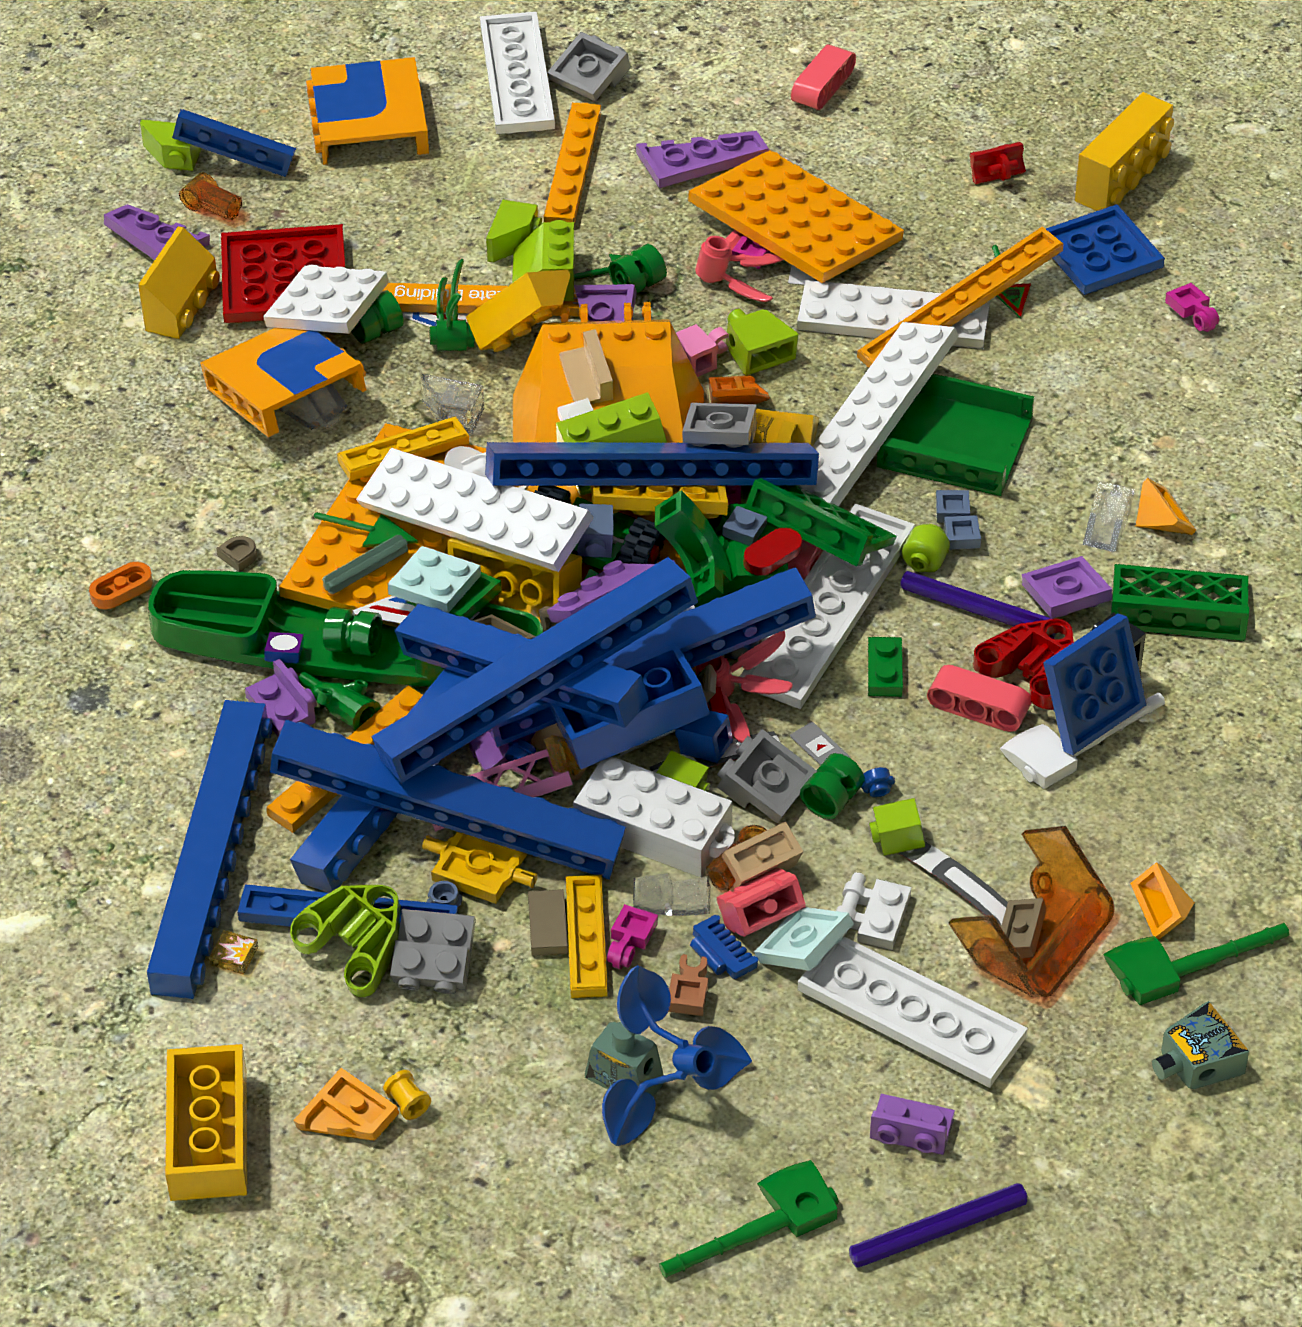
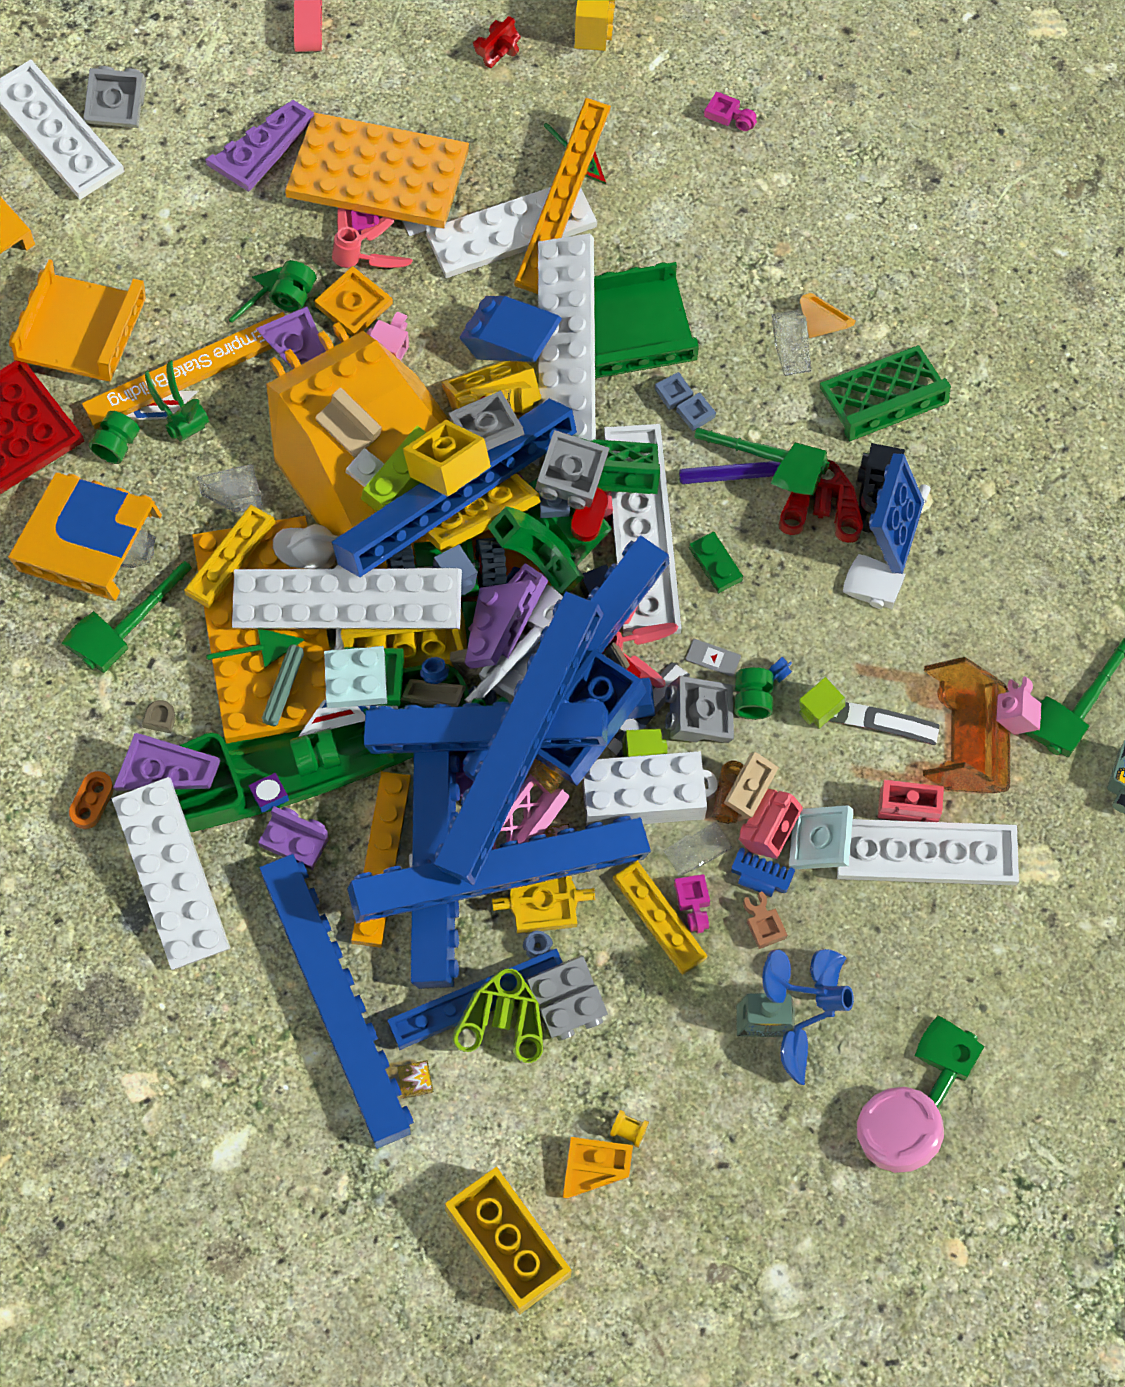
camera: 35 degrees left, 20 degrees up
(139, 667) = (171, 873): none -> white plate
(200, 574) = (155, 759): none -> medium lavender wing
(231, 472) = (101, 644): none -> green piece
(326, 299) = (71, 445): white plate -> none
(343, 701) = (340, 812): green piece -> none
(410, 218) = (76, 325): none -> light orange panel
(510, 227) = (164, 292): lime slope -> none
(516, 612) = (434, 670): none -> blue plate
(518, 308) = (238, 379): yellow slope -> none
(547, 249) = (217, 318): lime slope -> none
(547, 922) = (625, 922): dark tan tile -> none
(573, 162) = (163, 201): light orange plate -> none
(651, 423) = (447, 457): none -> yellow brick
(683, 1230) = (900, 1129): none -> bright pink piece
(689, 305) = (353, 301): none -> light orange plate
(736, 390) = (441, 363): orange slope -> none
(759, 340) = (430, 307): lime torso -> none
(773, 494) = (571, 470): none -> light grey plate
(813, 378) = (508, 330): none -> blue slope
(884, 910) = (853, 780): white plate -> none
(911, 1124) = (985, 945): medium lavender bracket -> none
(924, 949) = (910, 801): none -> coral brick
(926, 548) = (680, 440): lime head -> none
(938, 1225) = (1054, 1018): dark purple axle -> none
(979, 698) = (803, 556): coral beam -> none
(1021, 611) = (799, 467): none -> green piece
(1023, 924) = (961, 741): dark tan plate -> none
(1067, 587) = (803, 422): medium lavender plate -> none
(1104, 249) = (631, 86): blue plate -> none
(1108, 924) = (1018, 708): none -> bright pink brick
(1161, 900) = (1035, 663): light orange slope -> none

